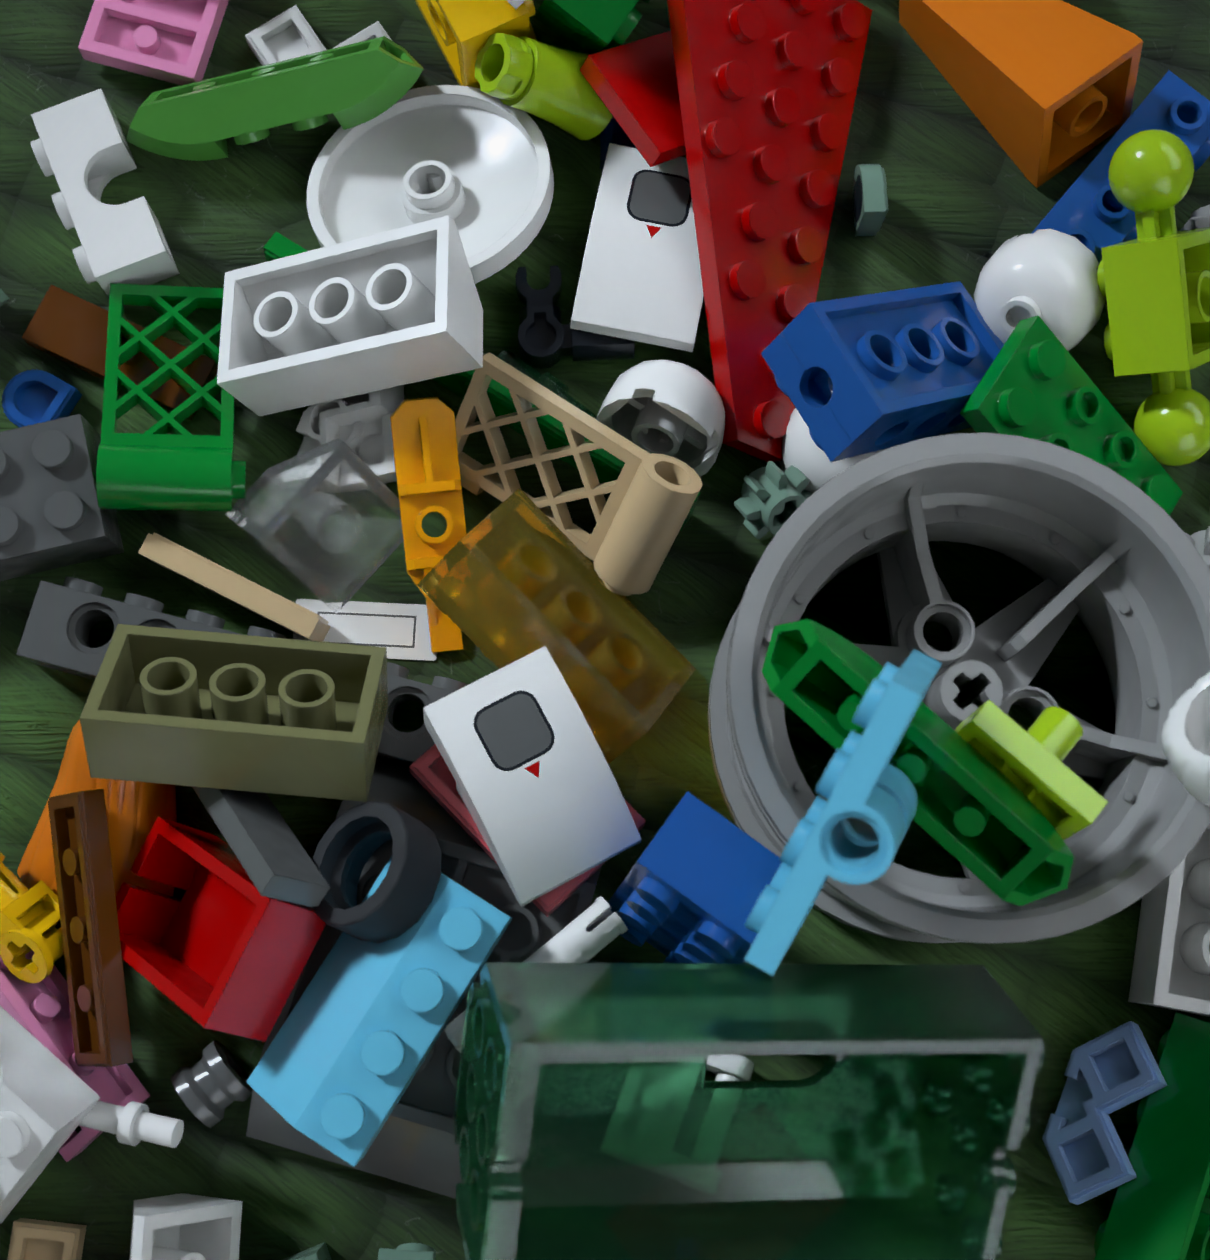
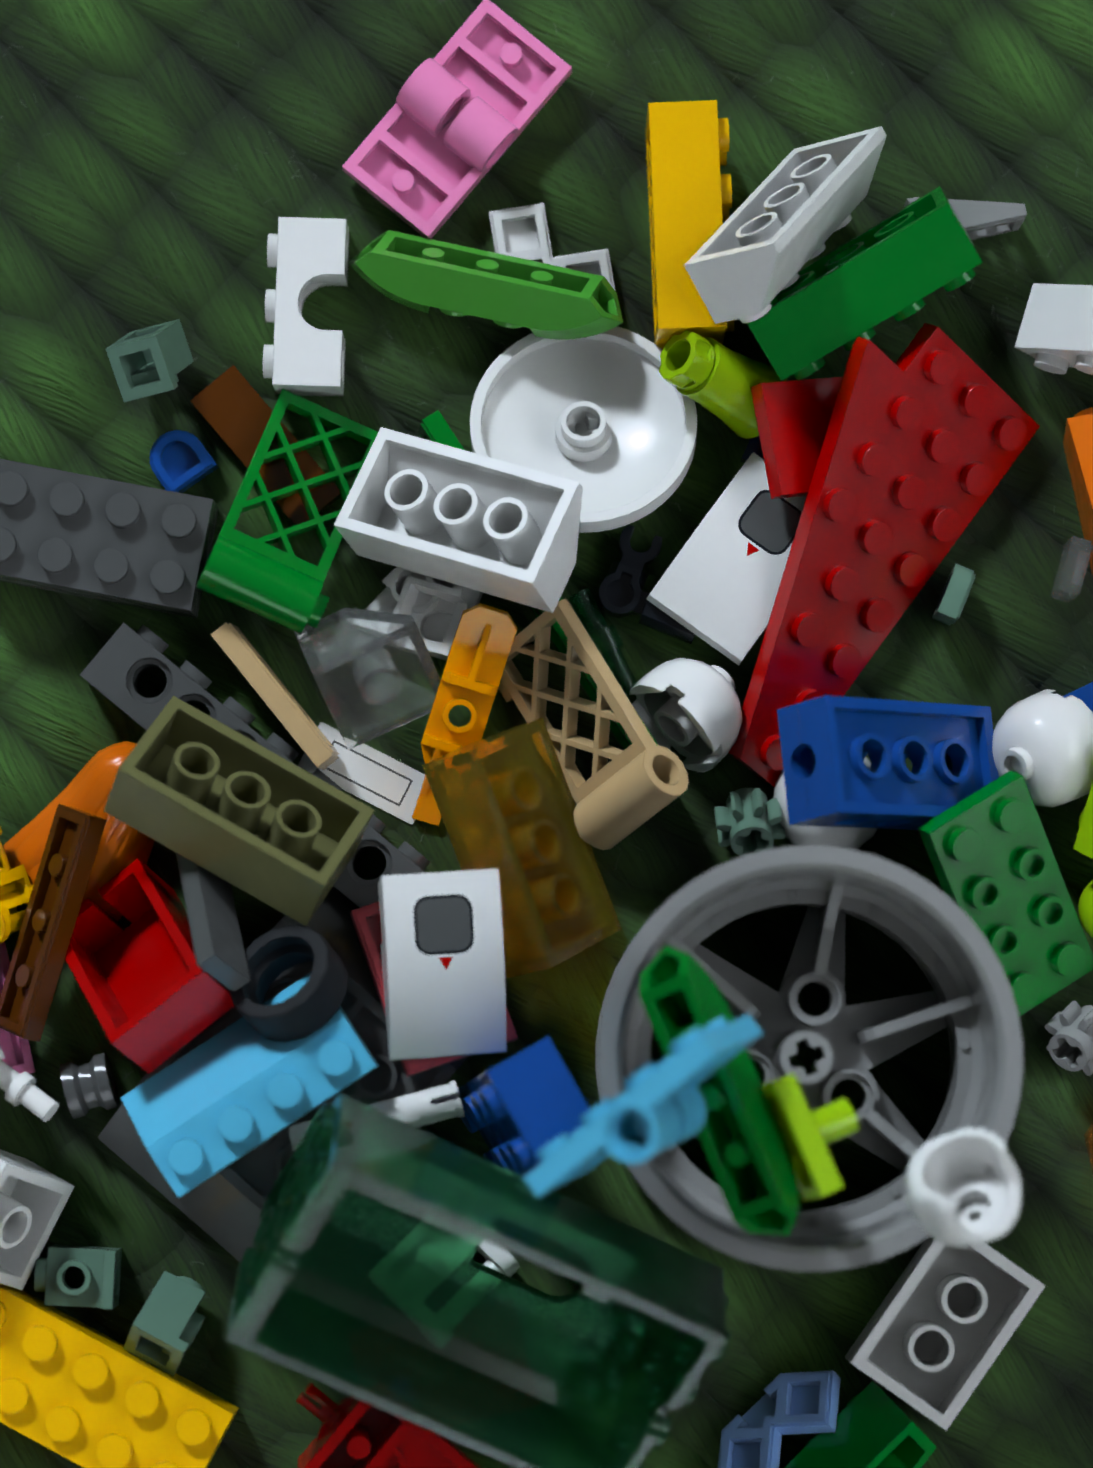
camera: 30 degrees right, 5 degrees up
(970, 124) = (1072, 569): none -> clear tile

